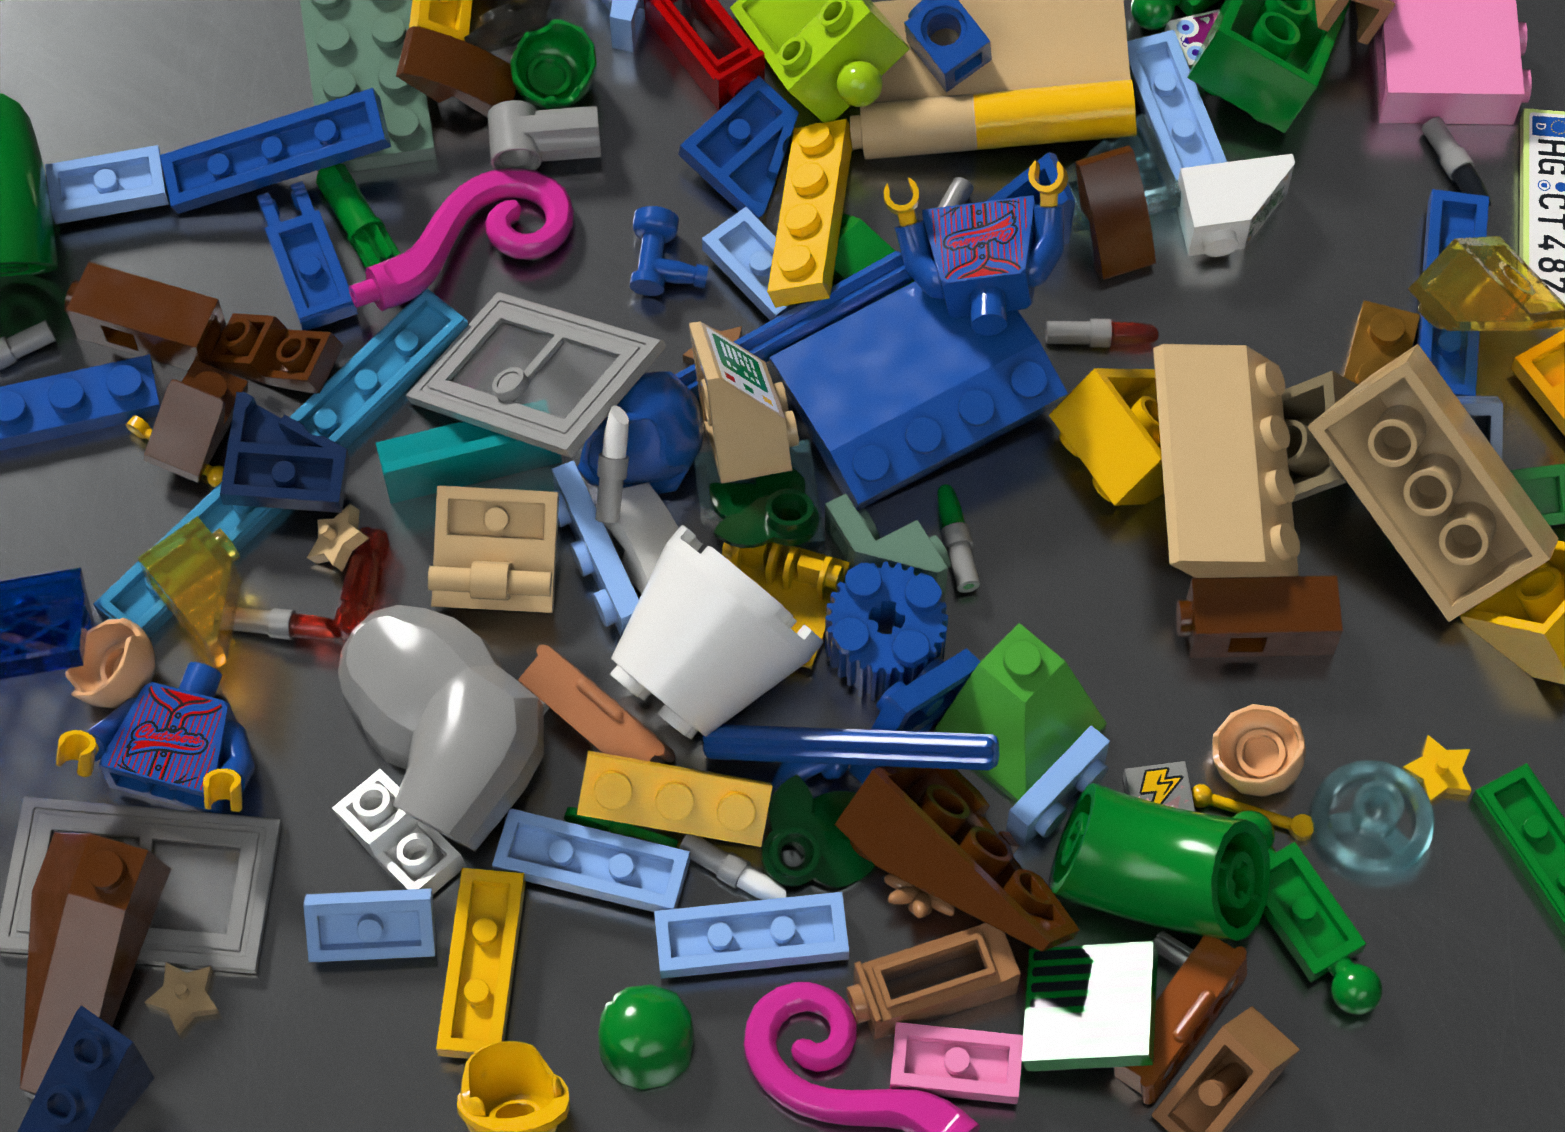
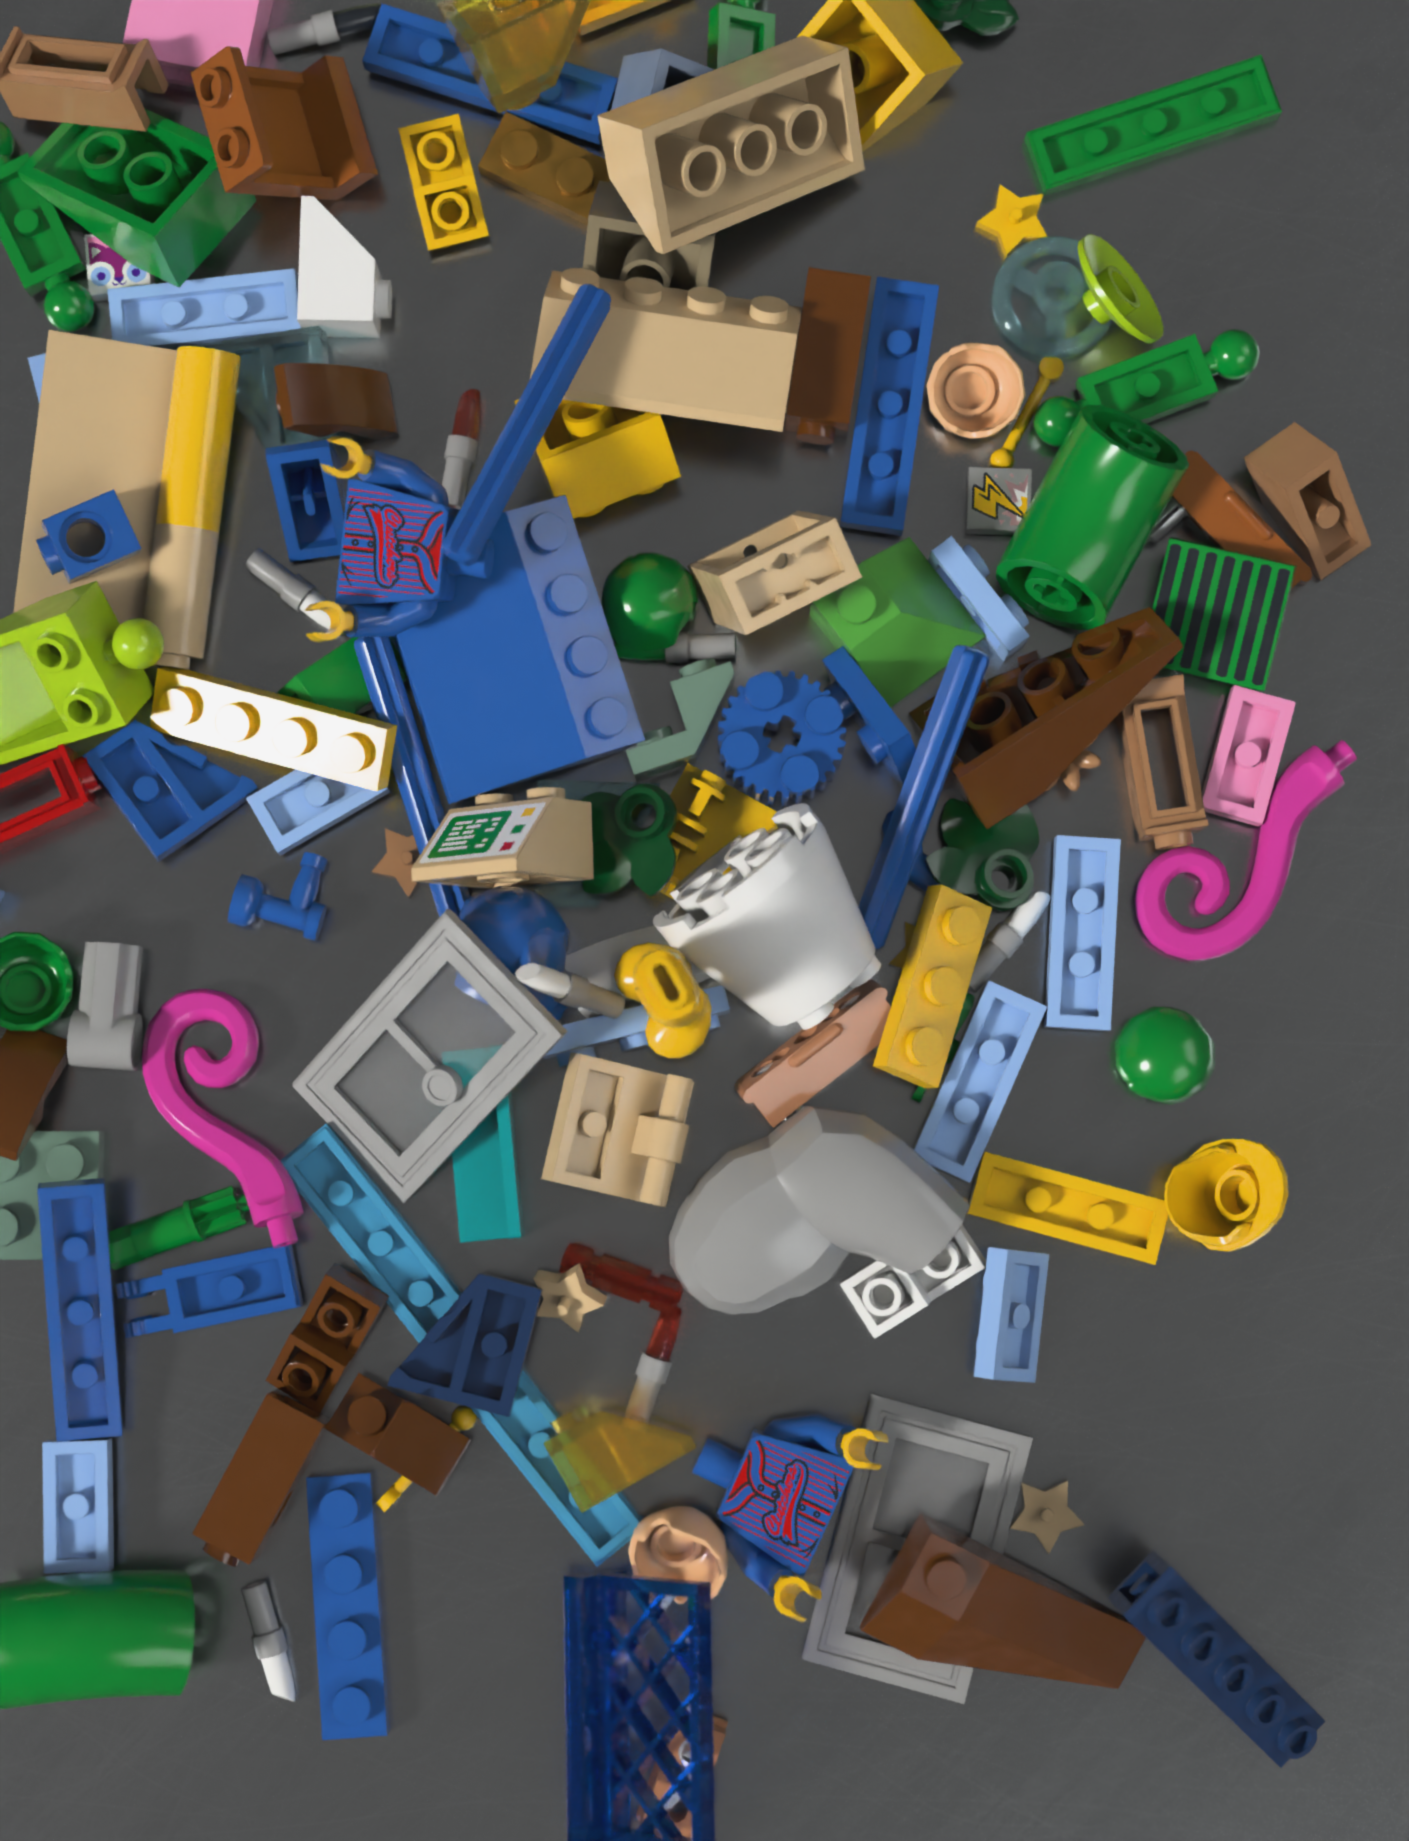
camera: 75 degrees left, 20 degrees up
(619, 534) = (669, 993): none -> yellow piece
(993, 500) = (648, 601): none -> green hair
(1036, 580) = (793, 566): none -> tan window
(1119, 333) = (526, 425): none -> blue axle
(1226, 680) = (889, 406): none -> blue plate
(1342, 280) = (443, 182): none -> yellow slope
(1347, 126) = (284, 127): none -> dark orange panel
(1390, 860) = (1117, 291): none -> lime dish

